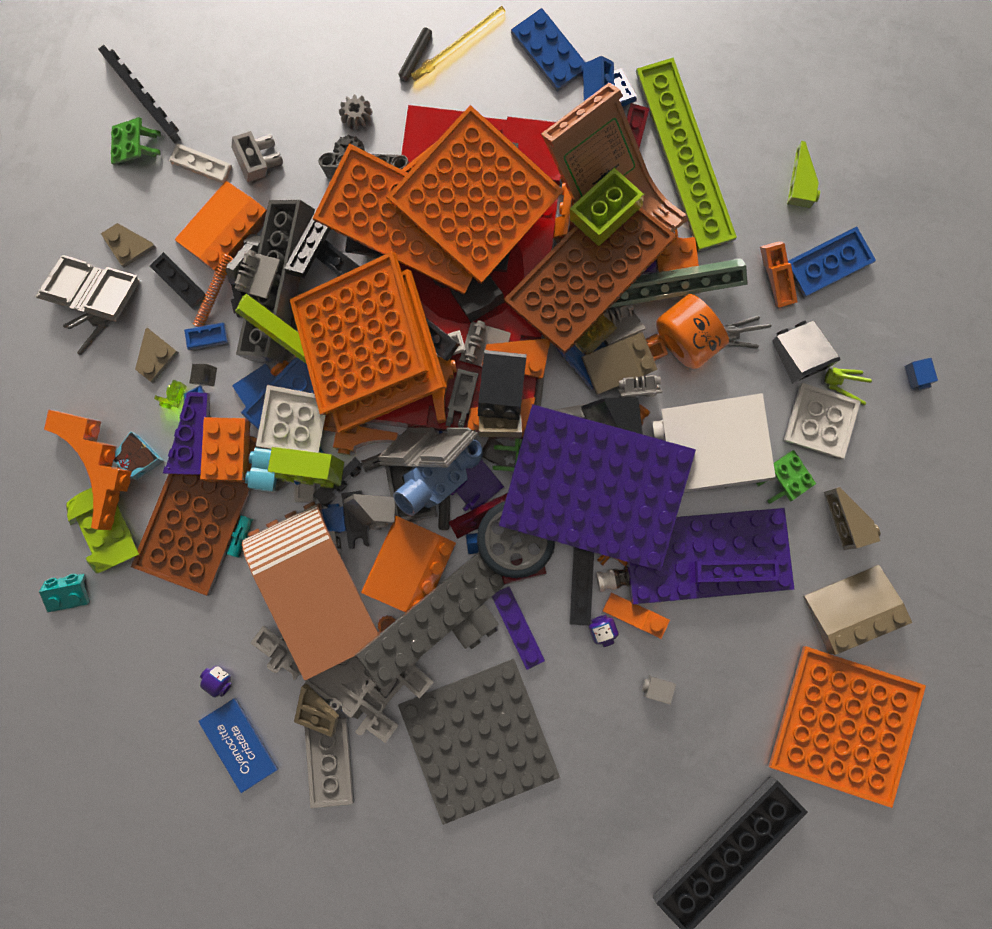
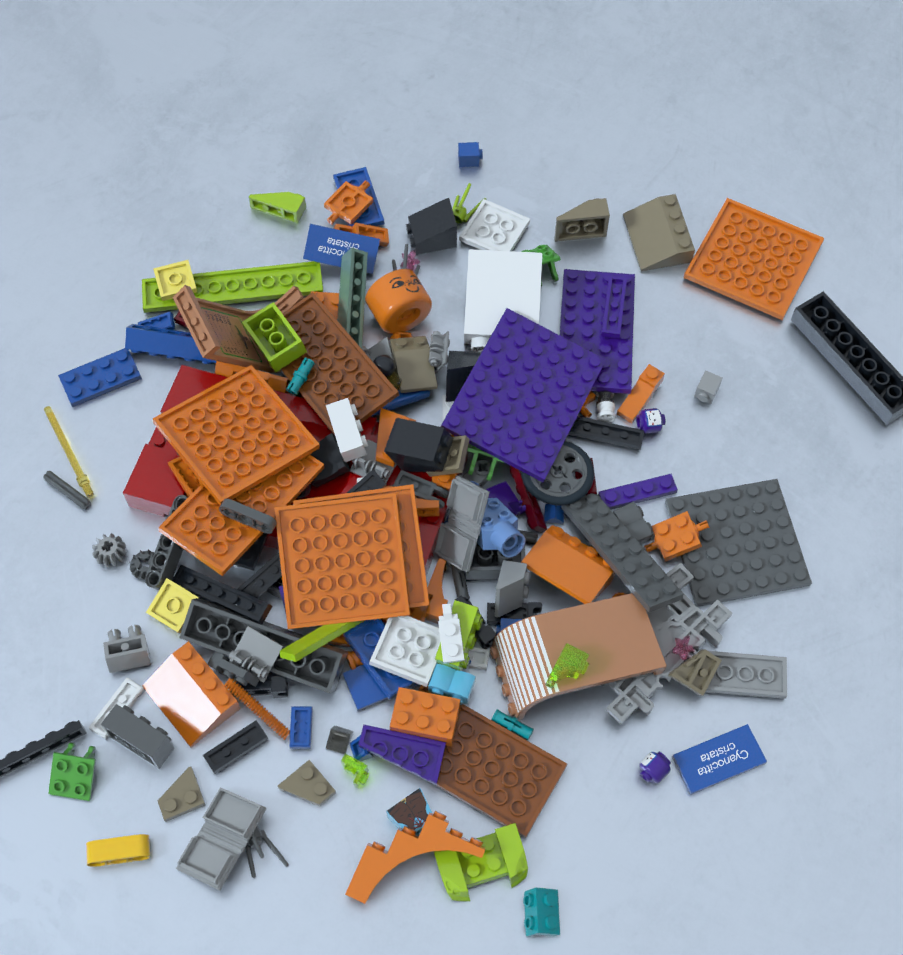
camera: 80 degrees left, 20 degrees down
(66, 200) = (118, 850): none -> yellow beam
(168, 188) = (138, 735): none -> dark grey brick
(278, 580) = (569, 665): none -> clear neon green arch
(292, 457) = (450, 636): none -> white hinge
(307, 185) = (171, 605): none -> light yellow plate
(334, 694) = (682, 647): none -> clear pink plant
(377, 228) = (247, 516): none -> dark grey beam
(467, 675) = (676, 536): none -> orange plate
(506, 307) = (347, 429): none -> white brick
(567, 245) = (300, 376): none -> teal pin
(601, 331) = (385, 365): none -> black piece
(675, 91) = (173, 277): none -> light yellow plate
(754, 245) = (329, 245): none -> blue tile
(759, 336) = (411, 260): none -> clear pink plant
(818, 251) = (348, 202): none -> orange plate

